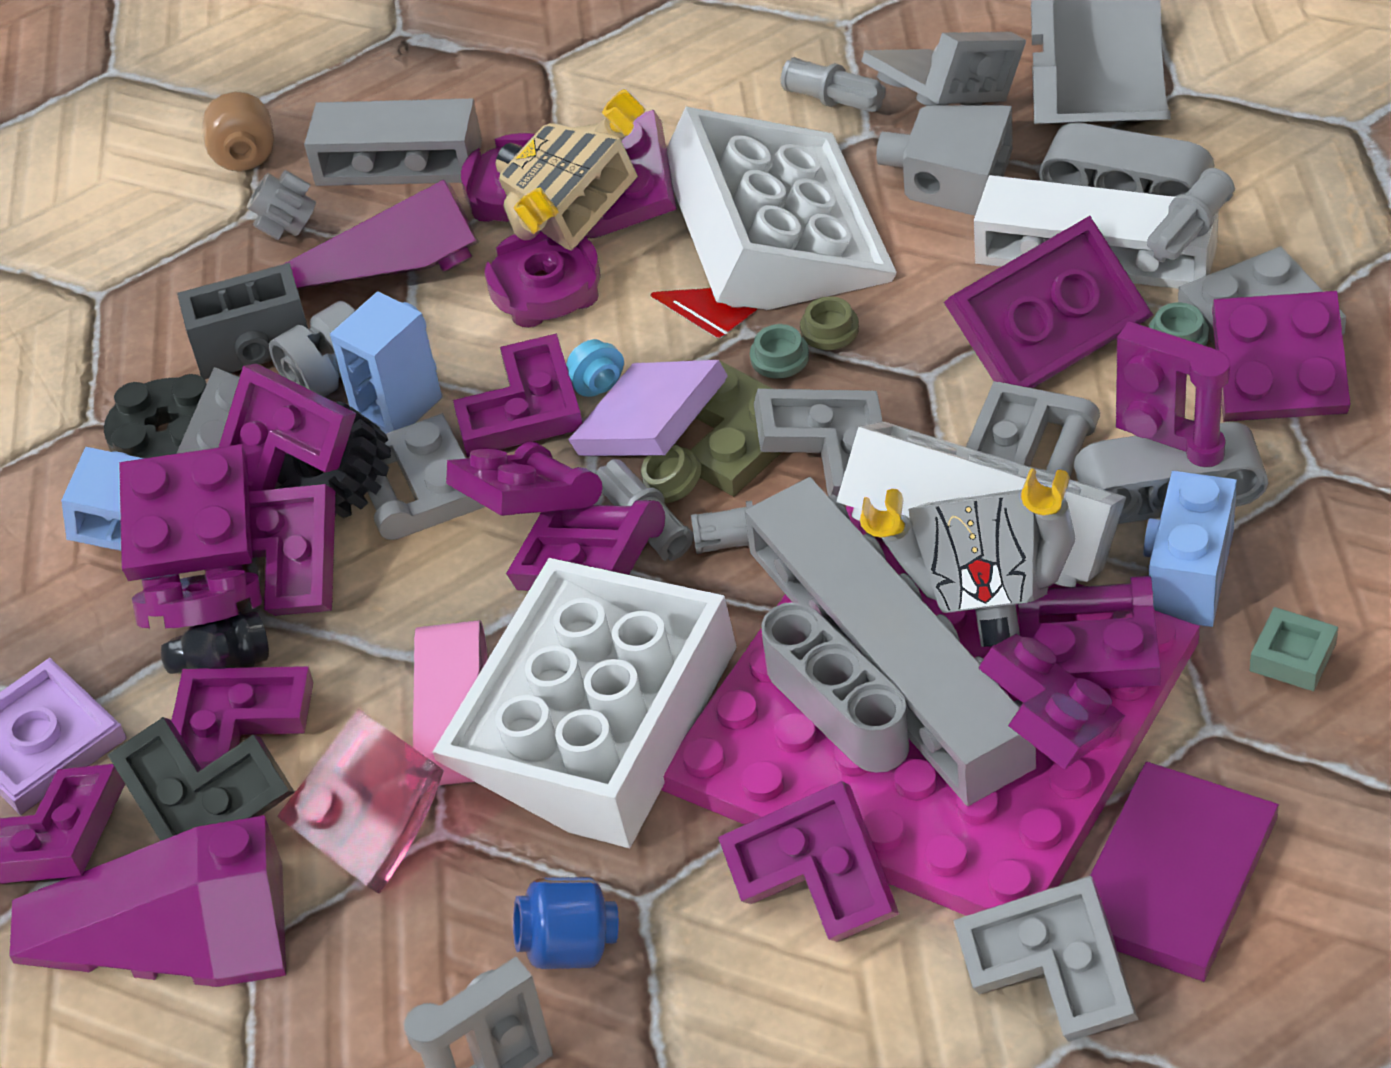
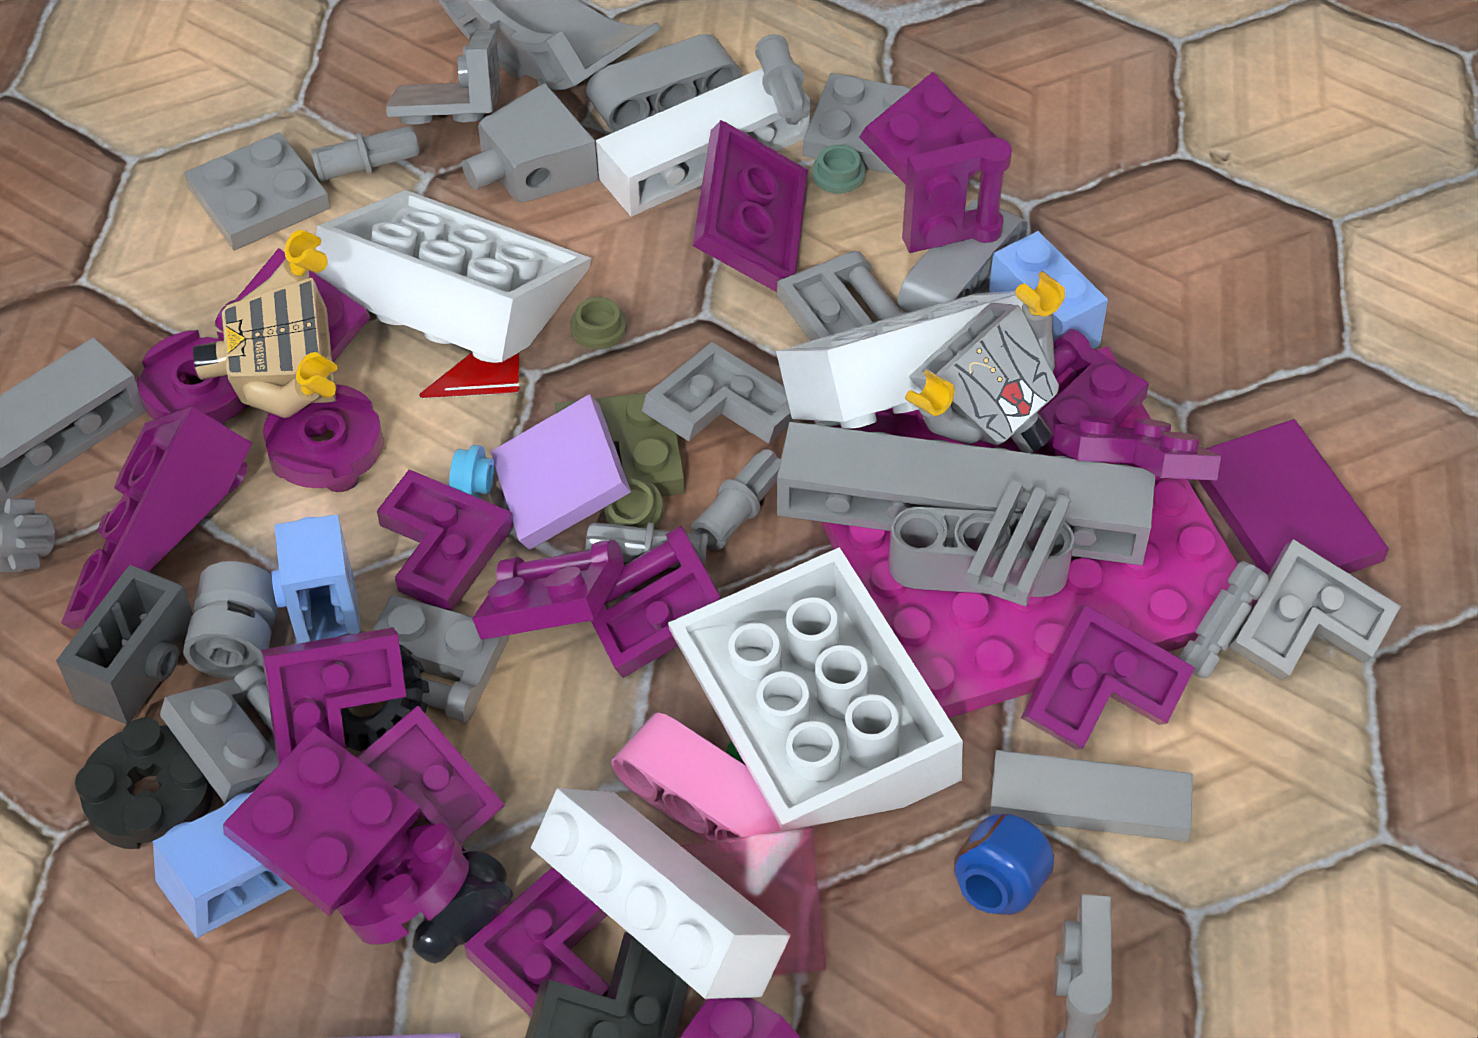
camera: 55 degrees left, 5 degrees up
(296, 725) = (660, 894): none -> white brick
(706, 942) = (1093, 795): none -> light grey tile
(731, 68) = (257, 190): none -> light grey plate
(779, 351) = (589, 367): sand green plate -> none
(833, 679) = (1033, 505): none -> light grey tile
(967, 895) = (1224, 618): none -> light grey axle
(1293, 649) = (1177, 319): sand green plate -> none

